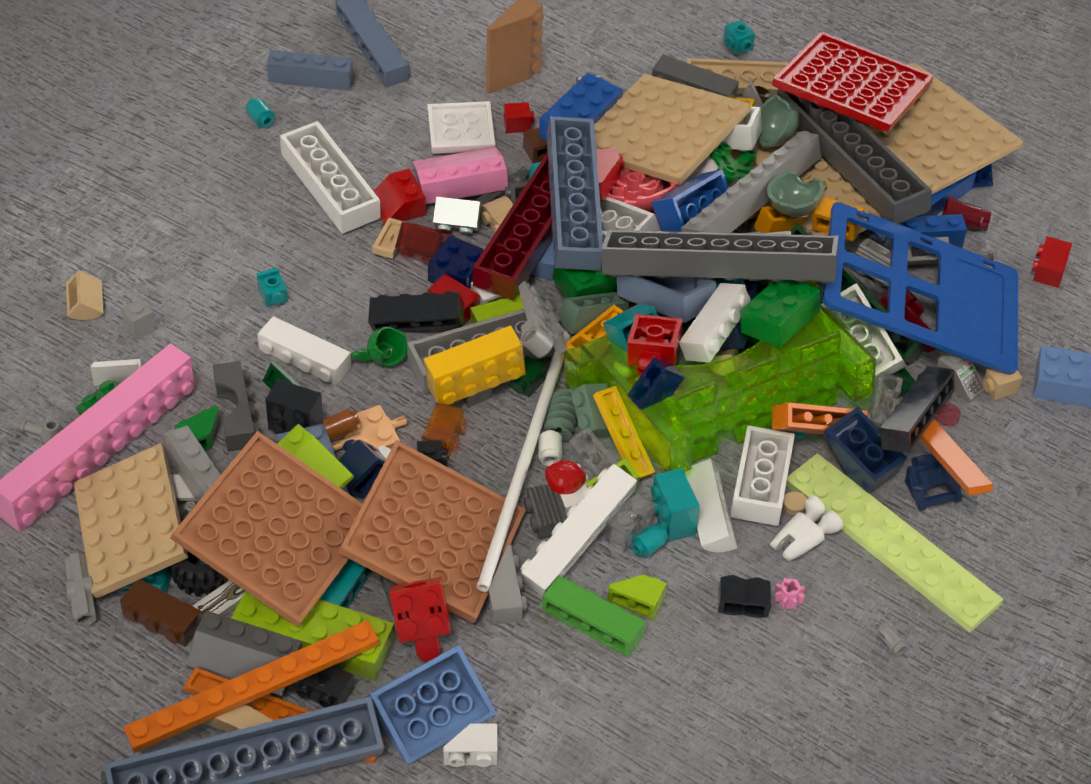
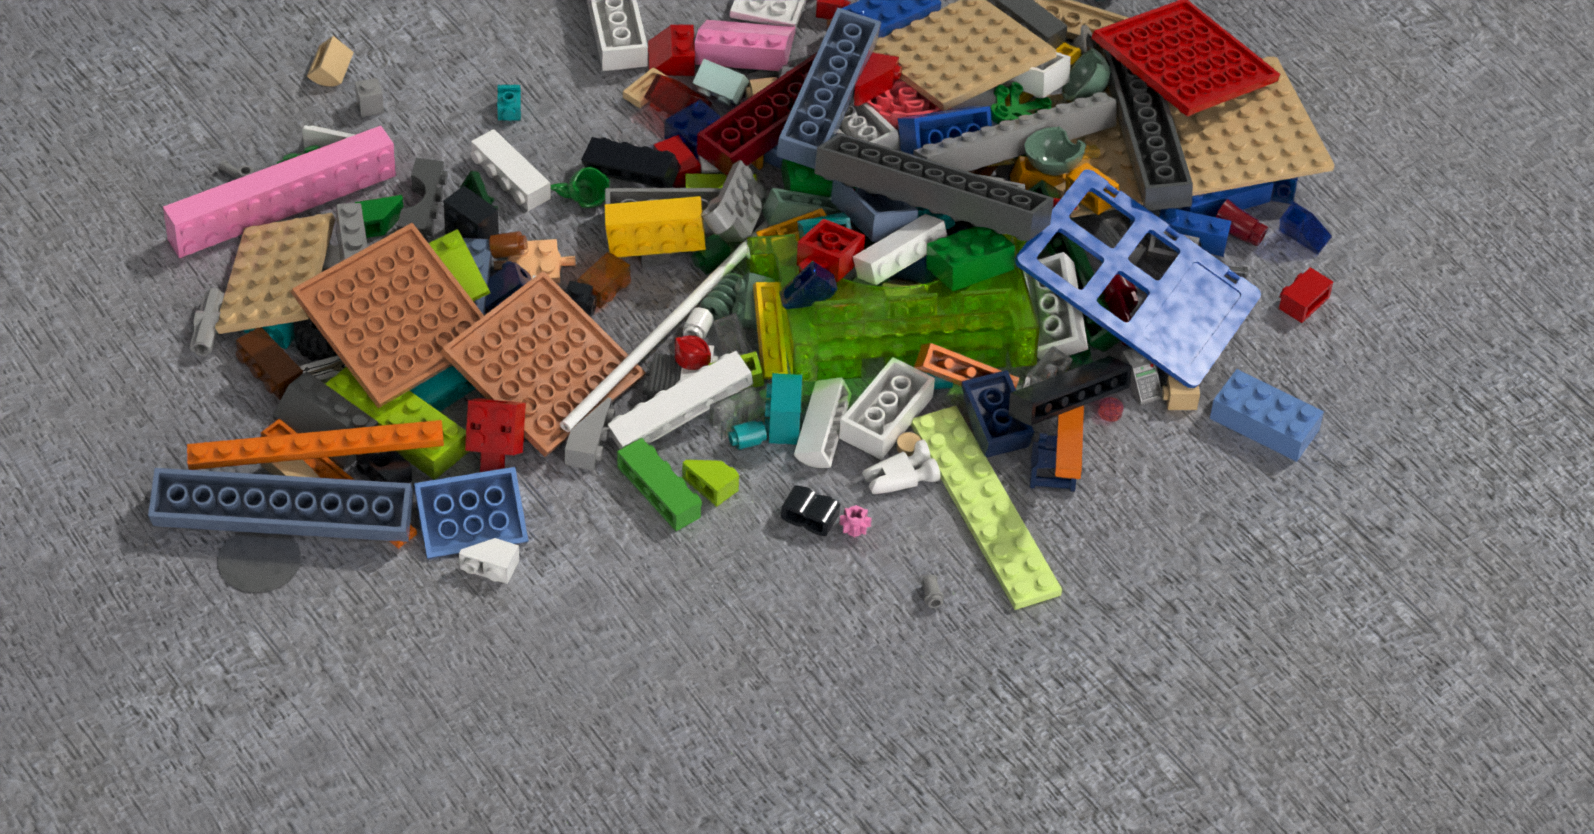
camera: 20 degrees right, 0 degrees up
(1019, 203) = (1304, 228): none -> clear blue slope

